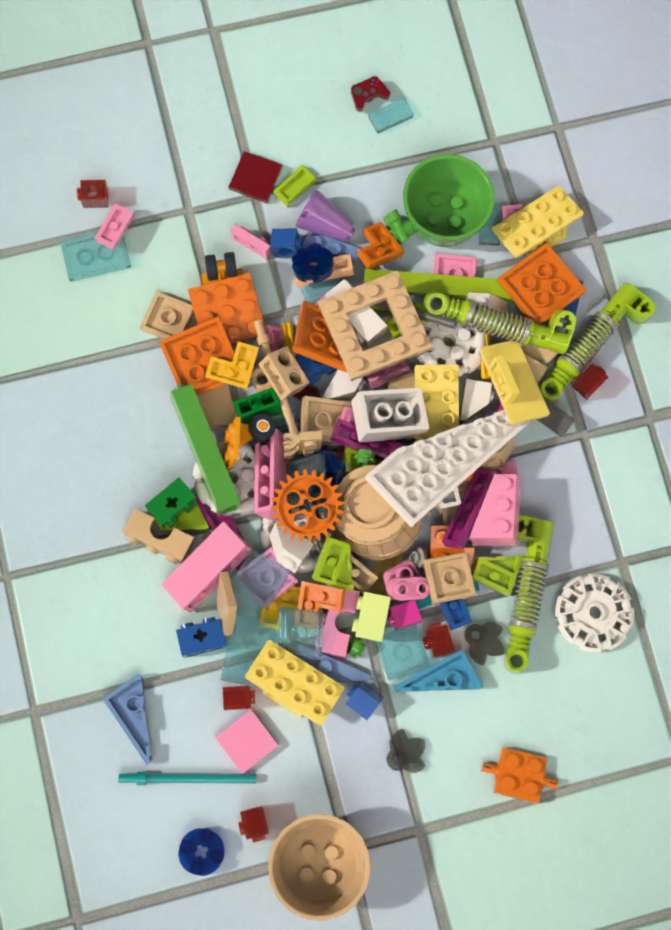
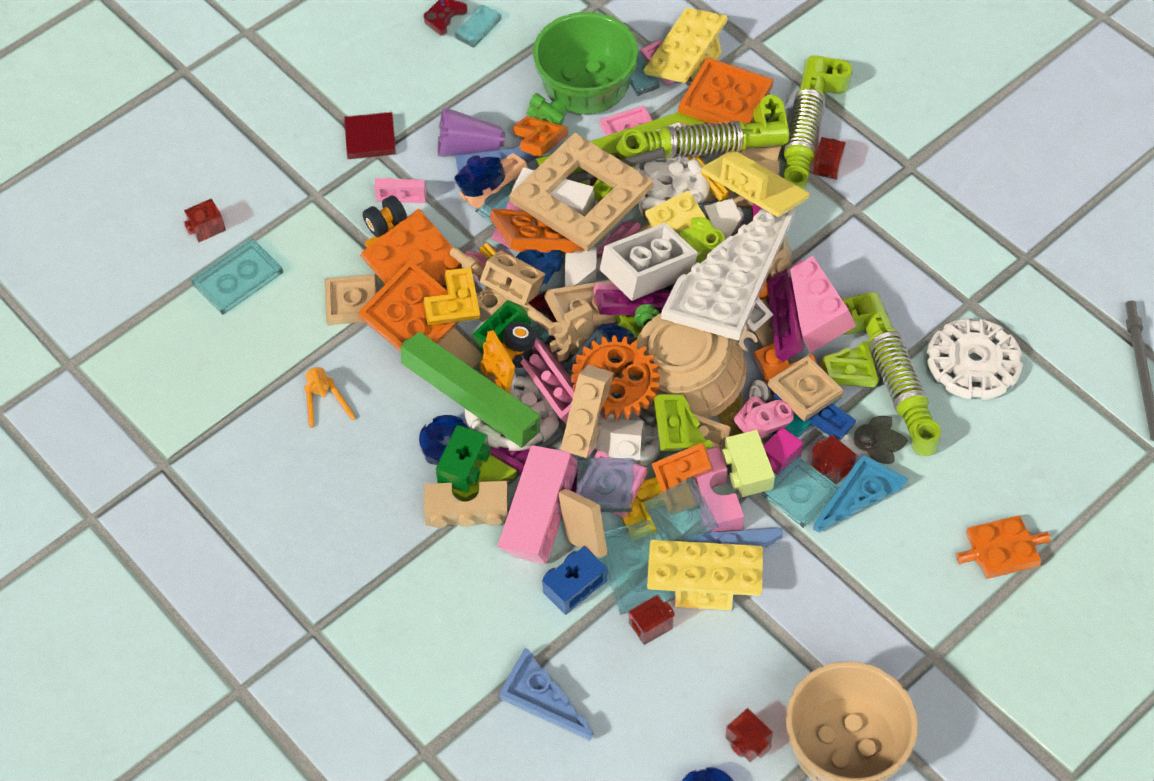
camera: 20 degrees left, 20 degrees down
(106, 379) = (319, 384): none -> light orange plant
(114, 226) = (245, 237): bright pink plate -> none
(143, 778) = (594, 756): teal bar -> none
(170, 464) = (437, 431): none -> clear blue plate
(246, 741) = (688, 661): bright pink tile -> none
(269, 523) = (582, 423): none -> tan arch
(285, 242) = (439, 173): blue brick -> none
(295, 186) = (416, 125): lime tile -> none
(355, 647) = (750, 508): bright green plate -> none
(363, 699) = (790, 551): blue brick -> none
(408, 750) = (868, 585): clear smoke plate -> none
(438, 412) = (698, 237): none -> lime plate
(557, 420) = (819, 207): dark grey slope -> none

